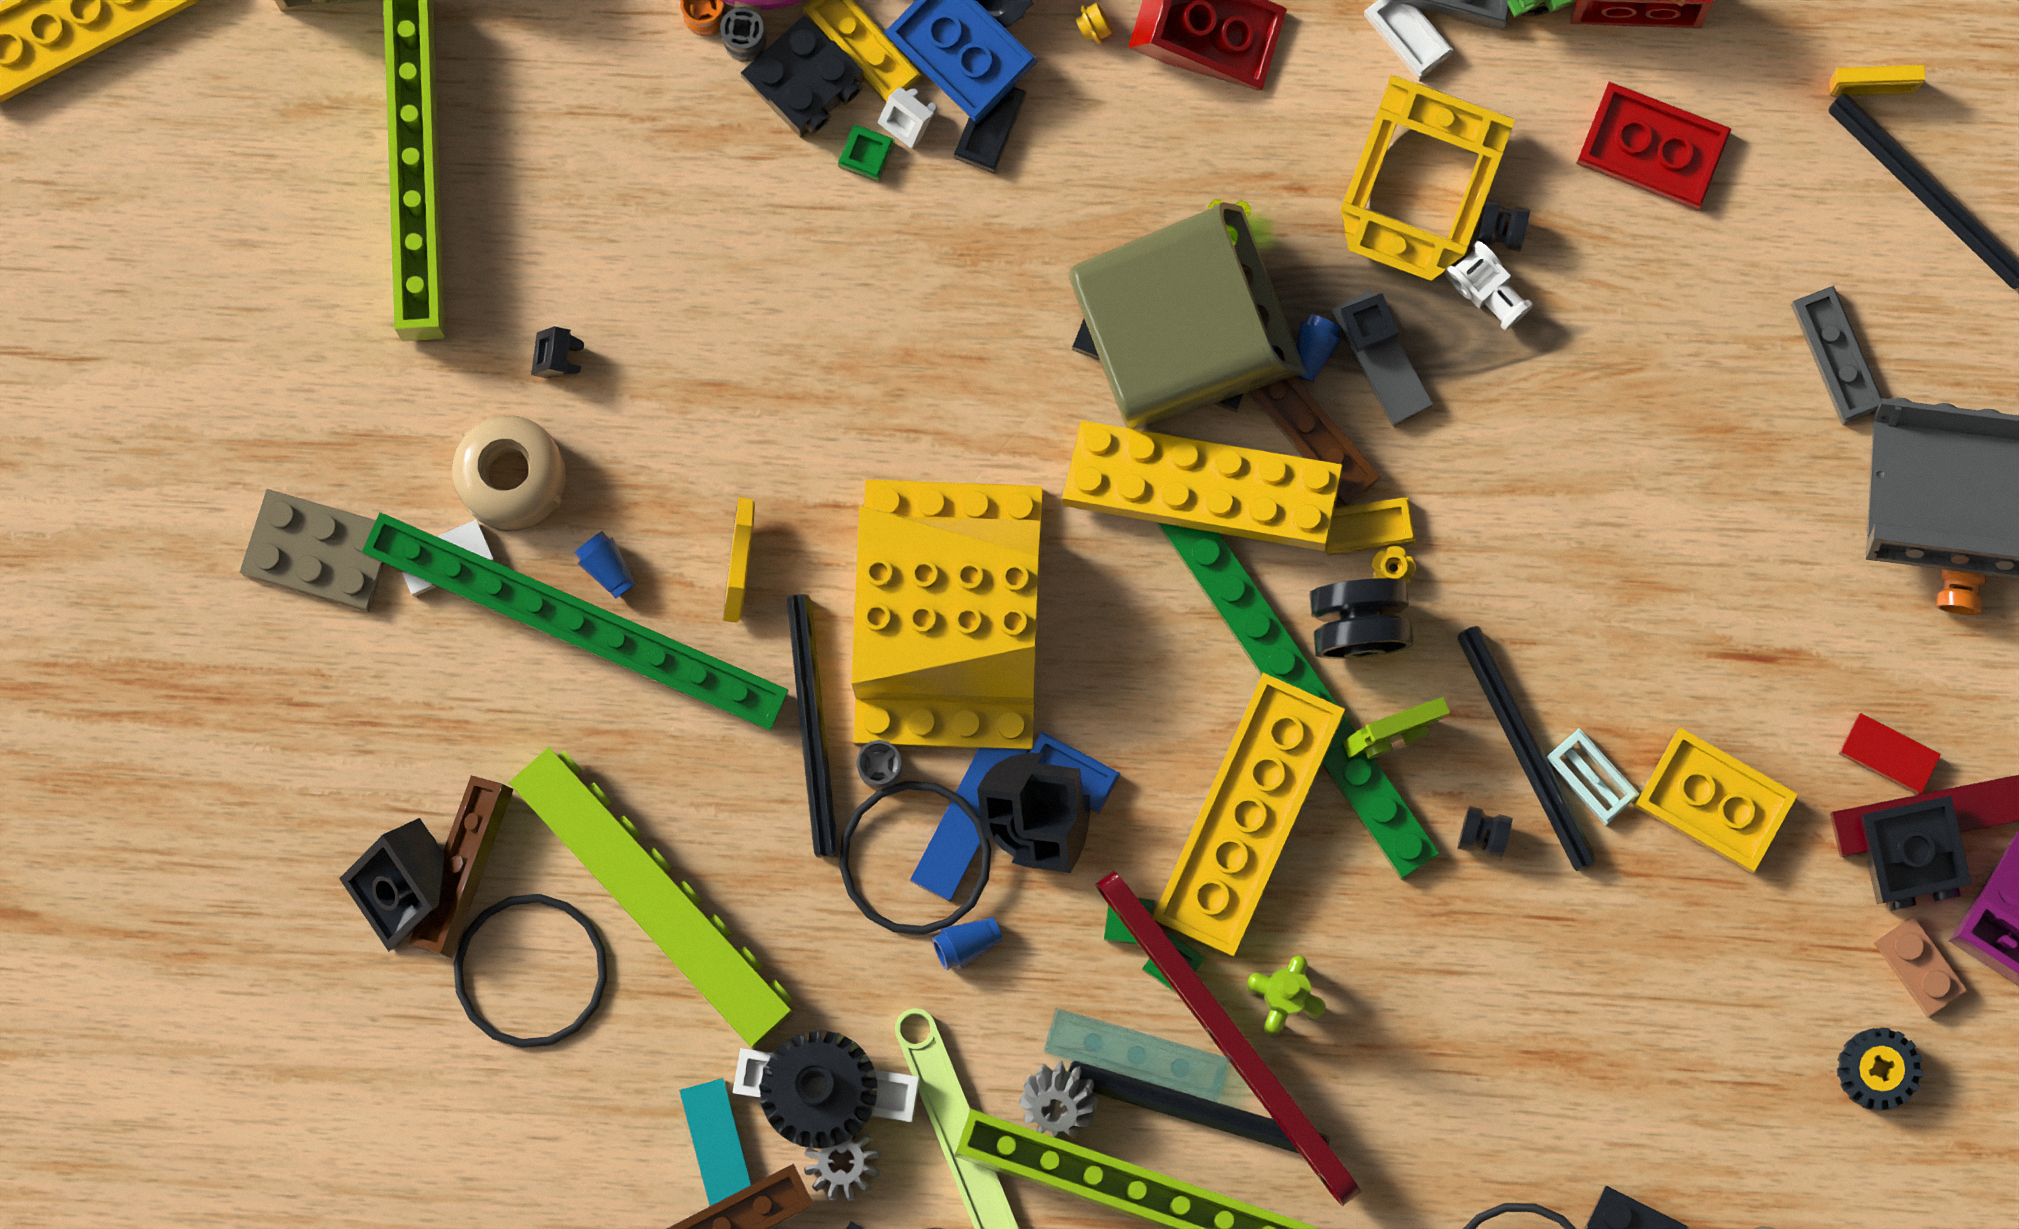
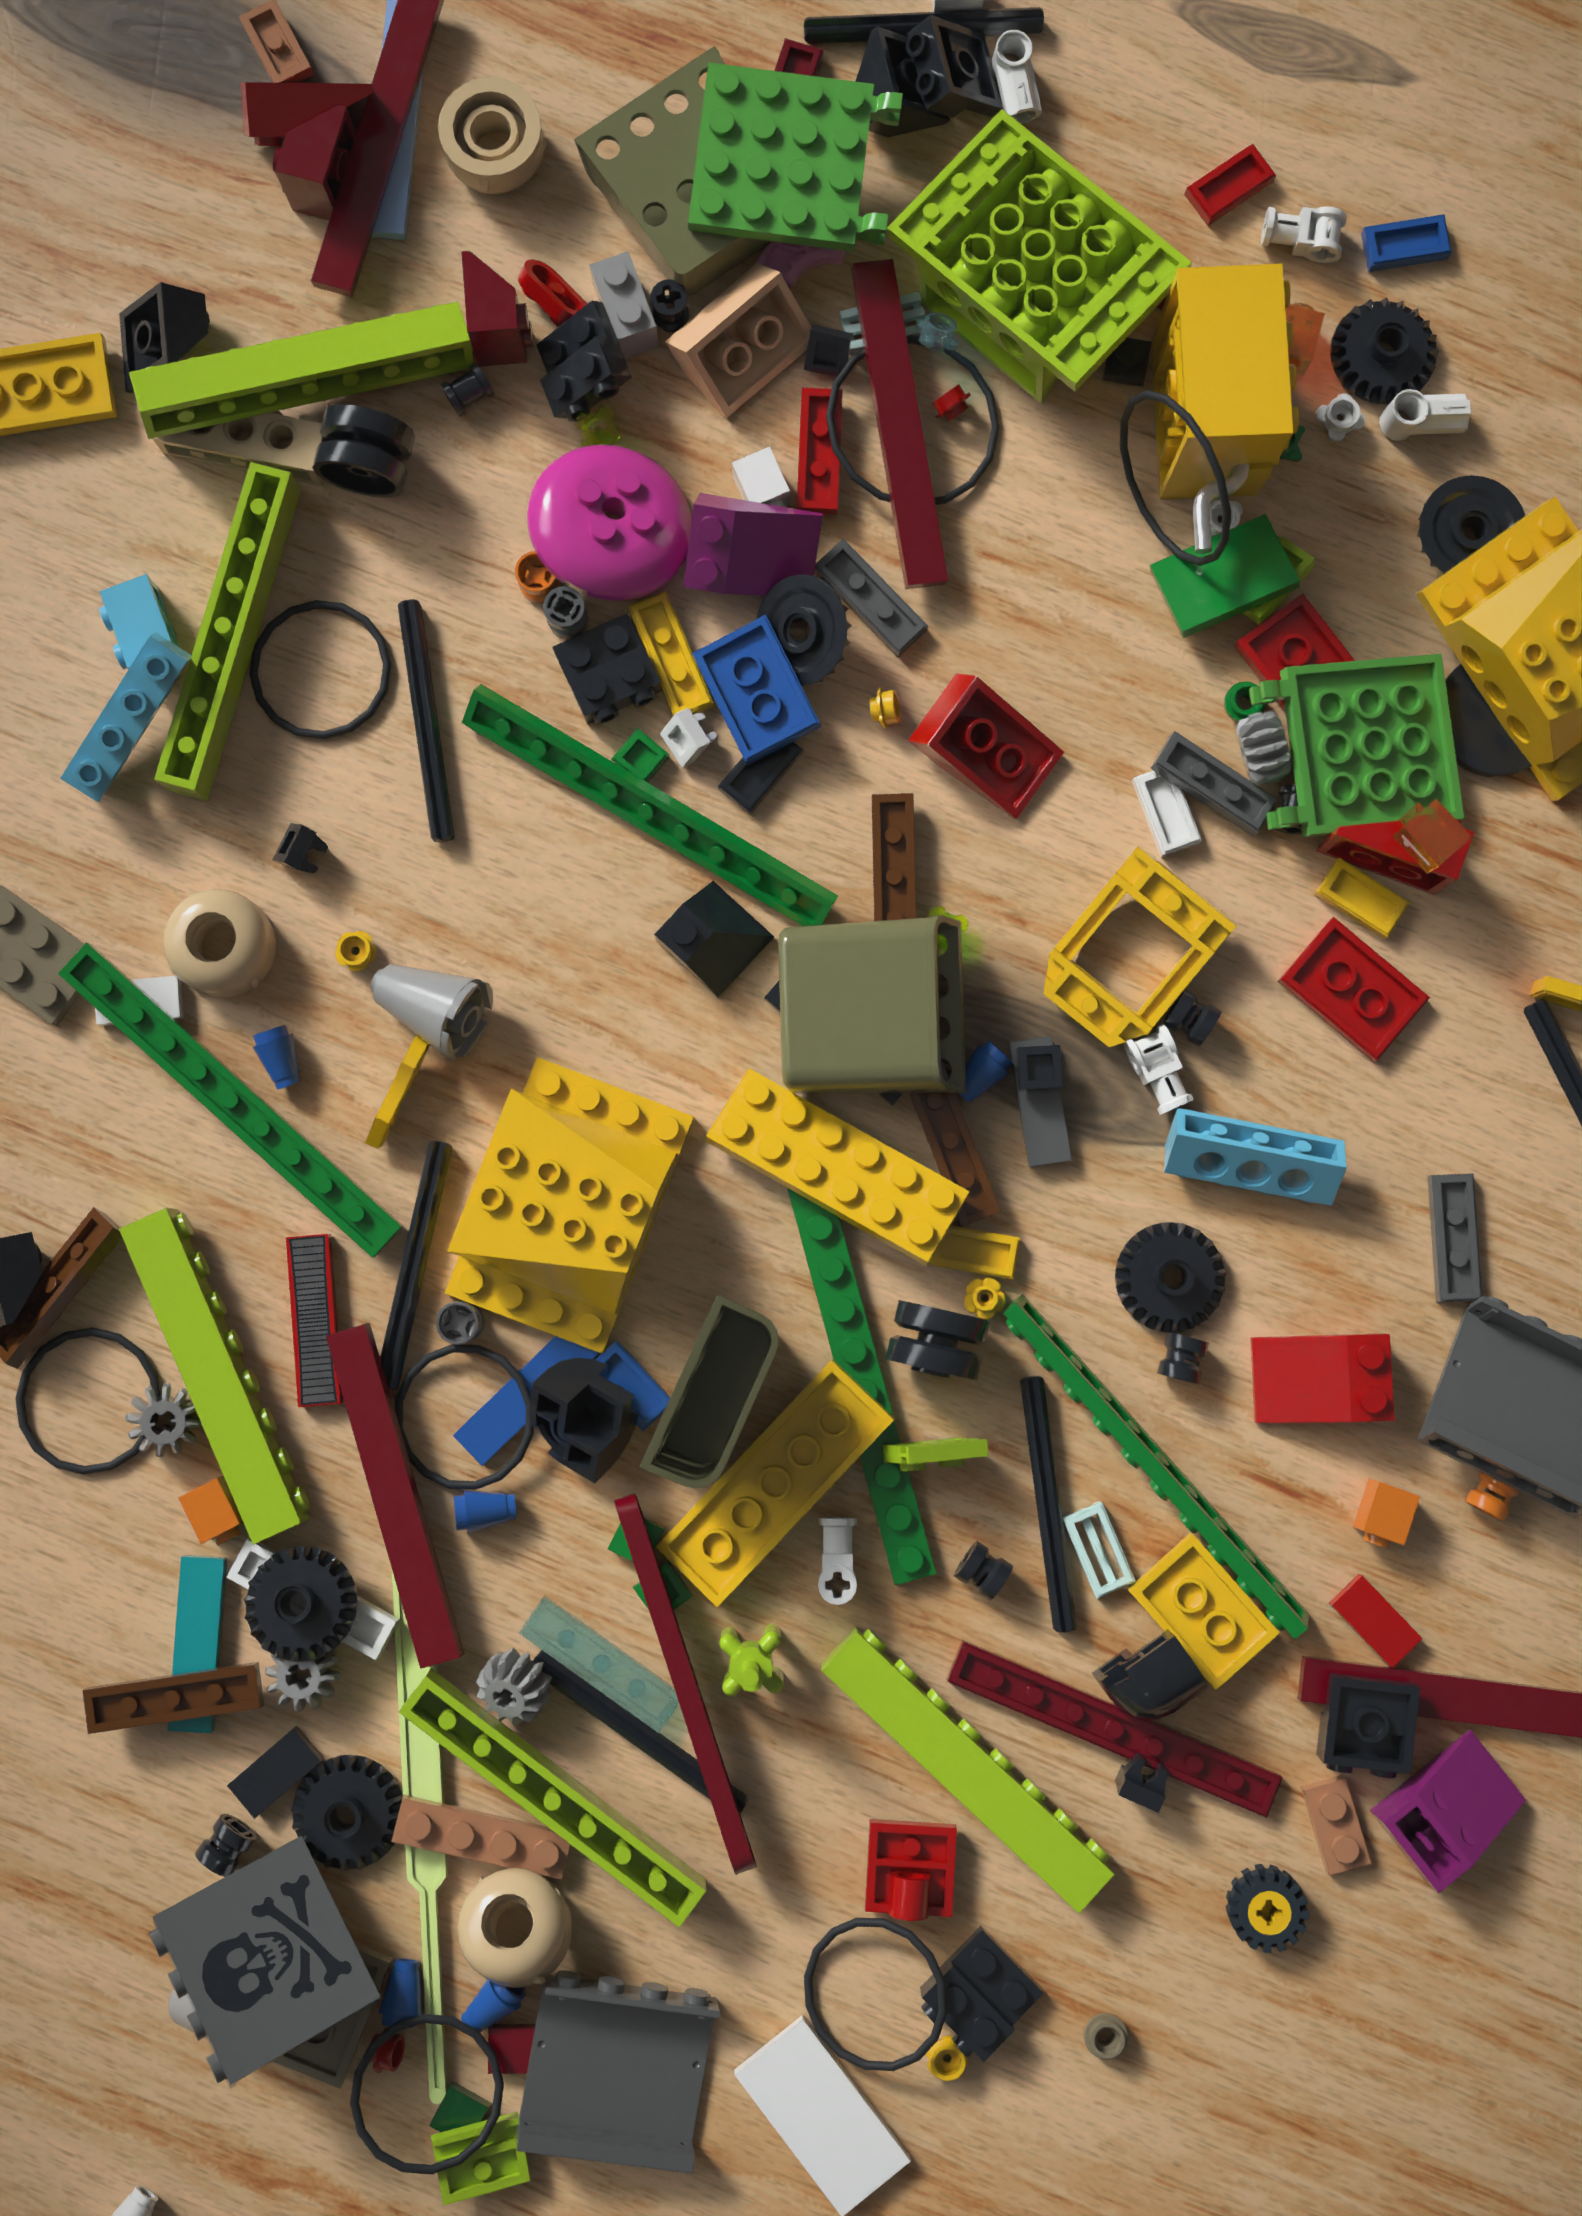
camera: 15 degrees right, 5 degrees up
(322, 187) = (135, 613): none -> medium azure brick
(343, 278) = (126, 716): none -> medium azure brick
(527, 237) = (303, 608): none -> black piece
(607, 943) = (167, 1433): none -> light grey gear
(639, 187) = (426, 721): none -> black axle
(646, 424) = (345, 946): none -> yellow plate
(698, 1032) = (212, 1511): none -> orange brick
(731, 814) = (313, 1318): none -> tile
(747, 460) = (435, 1006): none -> light grey cone
(874, 954) = (395, 1496): none -> dark red tile
(891, 198) = (648, 808): none -> green plate
(1001, 306) = (713, 938): none -> black slope
(1152, 163) = (893, 856): none -> reddish brown plate
(1162, 729) = (712, 1395): none -> olive piece
(1336, 870) = (837, 1557): none -> white connector
(1514, 1148) = (910, 1869): none -> red plate
(1535, 1030) = (968, 1769): none -> lime brick
(1564, 515) = (1141, 1277): none -> black gear
(1591, 328) = (1255, 1156): none -> medium azure brick
(1609, 559) = (1183, 1358): none -> black wheel
(1631, 54) = (1362, 898): none -> yellow tile
(1634, 682) = (1165, 1476): none -> green plate
(1668, 946) = (1112, 1729): none -> dark red tile
(1688, 878) = (1152, 1680): none -> black brick
(1722, 992) = (1142, 1788): none -> black tile
(1754, 533) = (1322, 1378): none -> red slope
(1862, 643) = (1385, 1513): none -> orange brick

